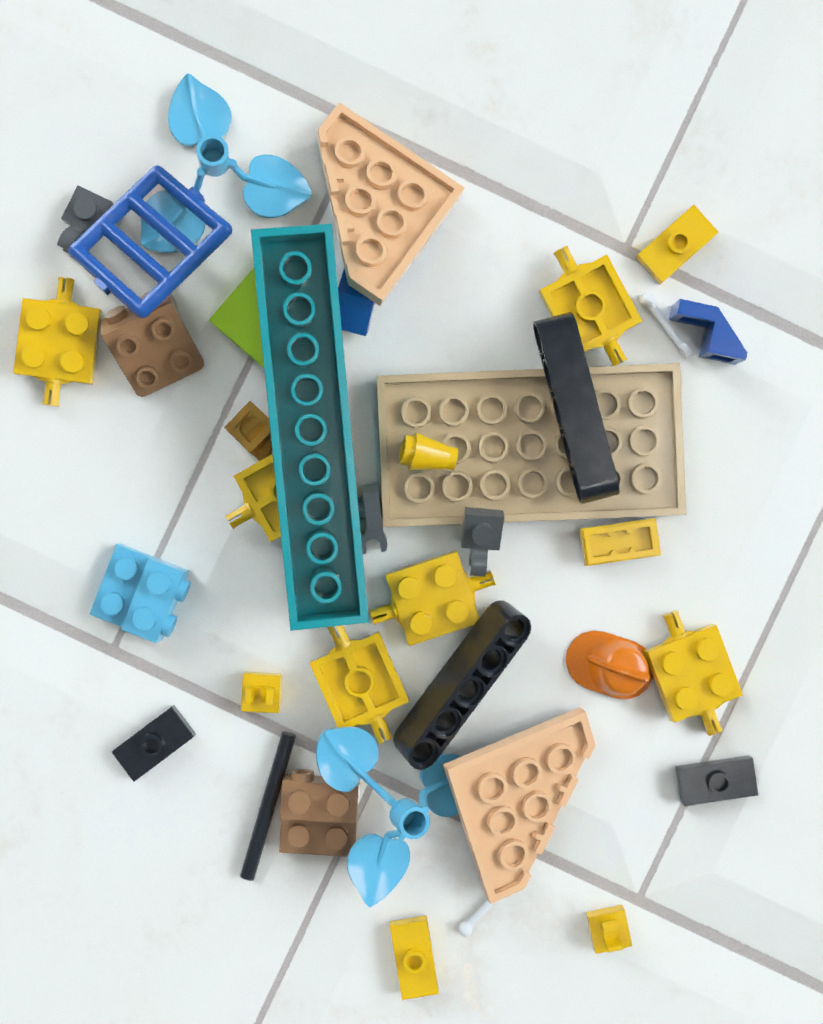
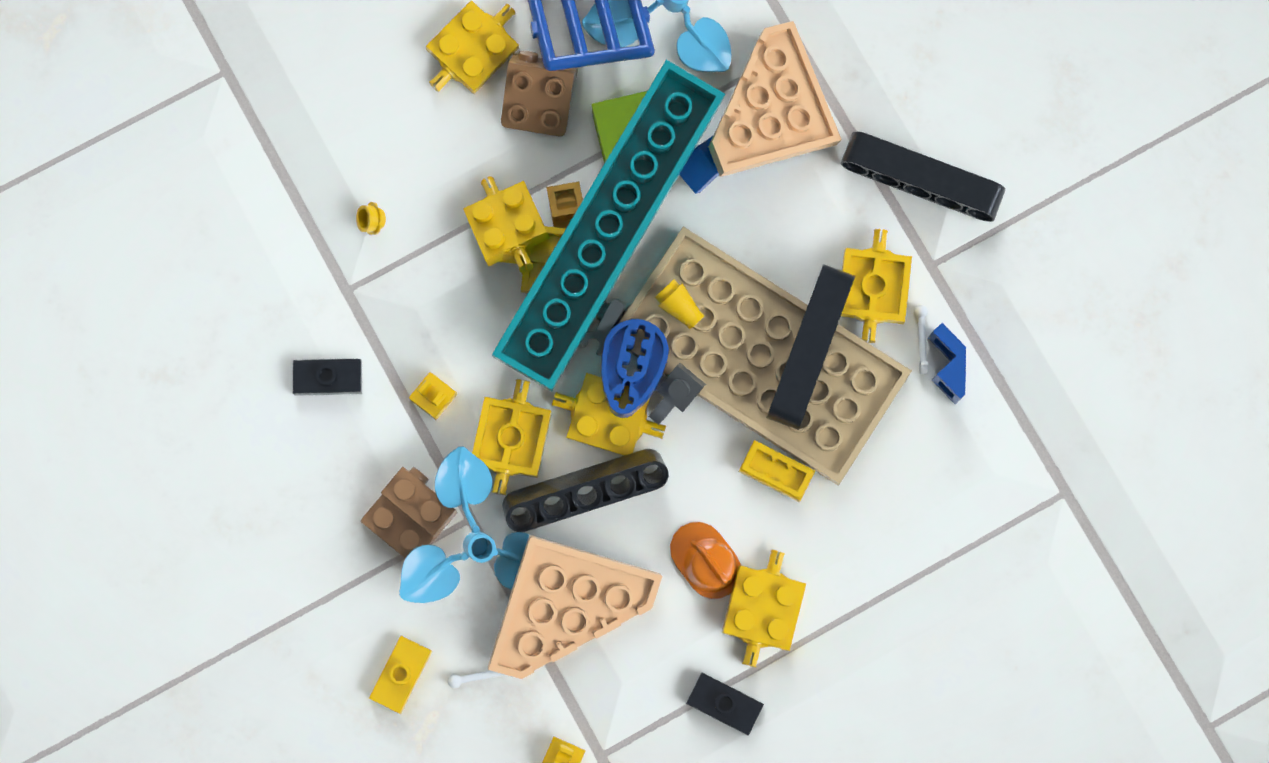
camera: 30 degrees right, 10 degrees down
(84, 572) = (370, 218): none -> yellow plate
(141, 593) = (399, 262): medium azure plate -> none
(212, 490) = (506, 224): none -> yellow plate
(267, 806) = (375, 483): black bar -> none
(402, 544) = (615, 356): none -> blue piece
(564, 169) = (923, 176): none -> black beam
(676, 244) = (970, 287): yellow plate -> none

